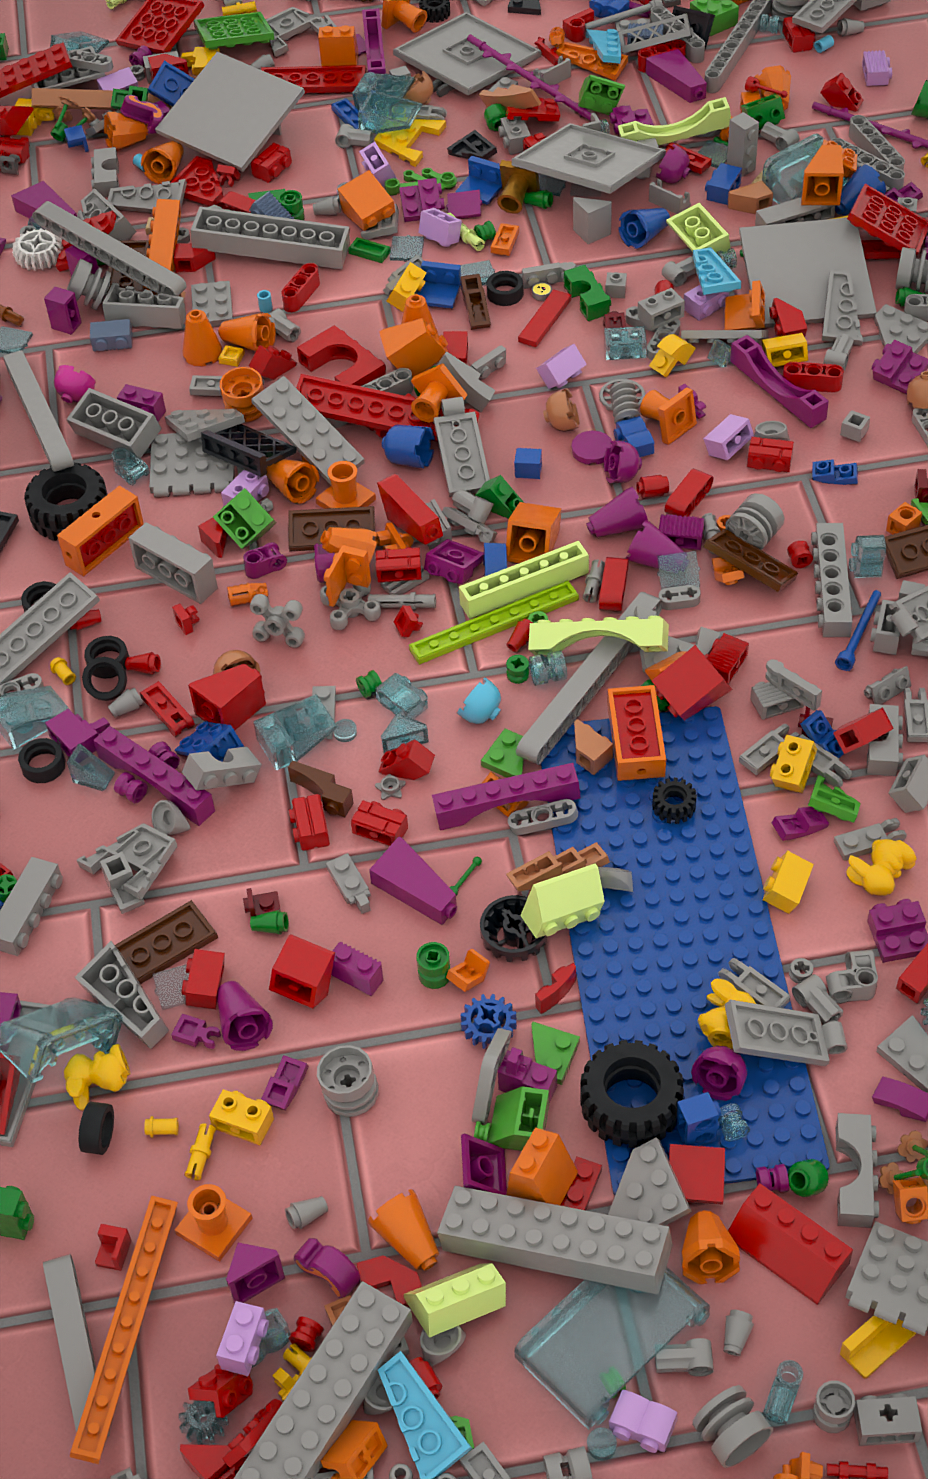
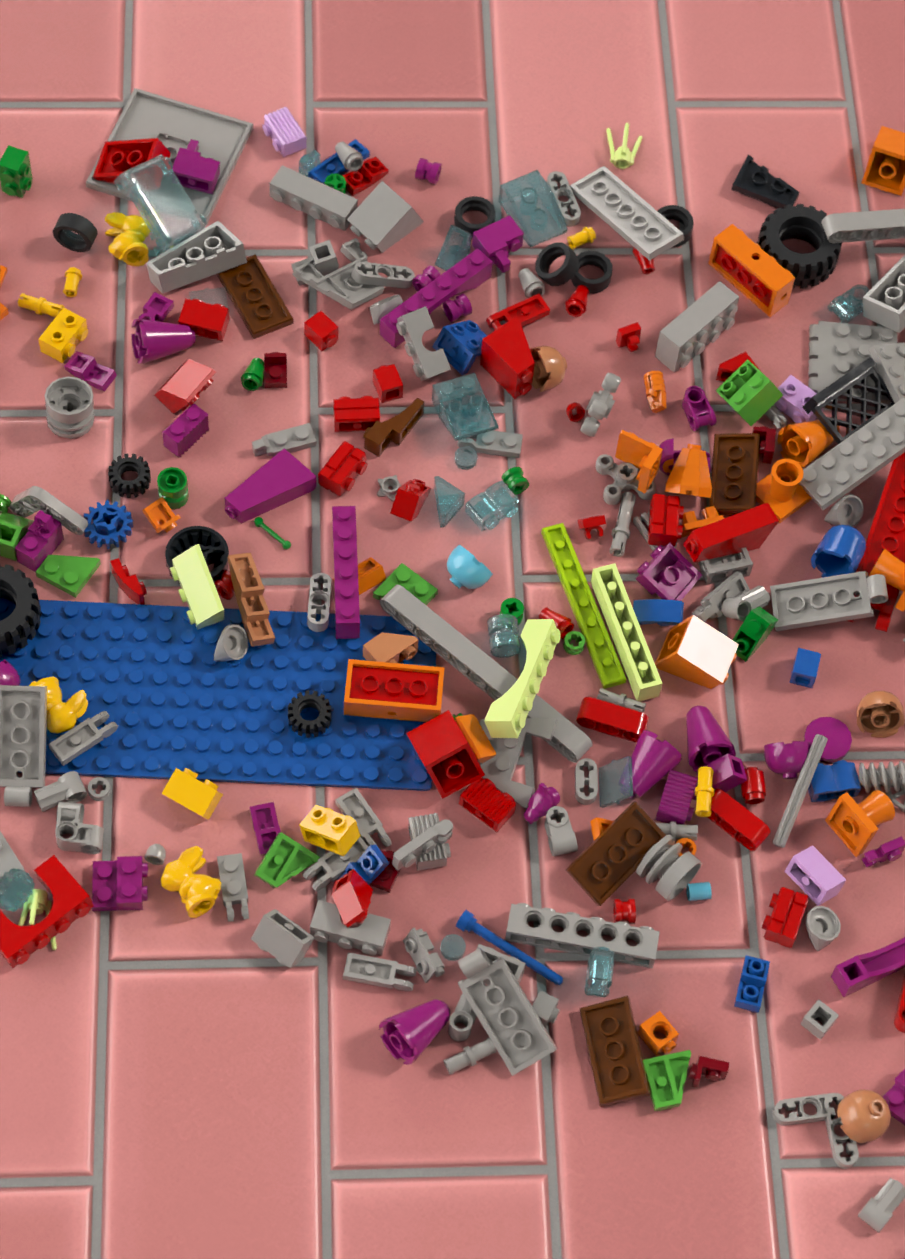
camera: 90 degrees right, 10 degrees up
(52, 832) = (383, 218): none -> light grey slope
(134, 828) = (368, 274): none -> light grey beam
(207, 869) = (321, 331): none -> red brick
(266, 802) = (387, 383): none -> red brick
(278, 651) = (579, 410): none -> red hinge
(294, 503) = (767, 442): none -> dark red bracket
(364, 451) = (846, 511): none -> light grey piece
(420, 1027) = (129, 464): none -> black tyre
(651, 499) = (727, 772): none -> magenta brick
(654, 450) = (800, 791): none -> light grey axle
(675, 506) = (704, 791): none -> yellow pin
(714, 620) = (541, 802): none -> magenta animal
(739, 604) = (560, 835): none -> light grey piece
(857, 905) = (155, 854): none -> light grey hinge
(871, 669) = (453, 947): none -> clear light blue tile

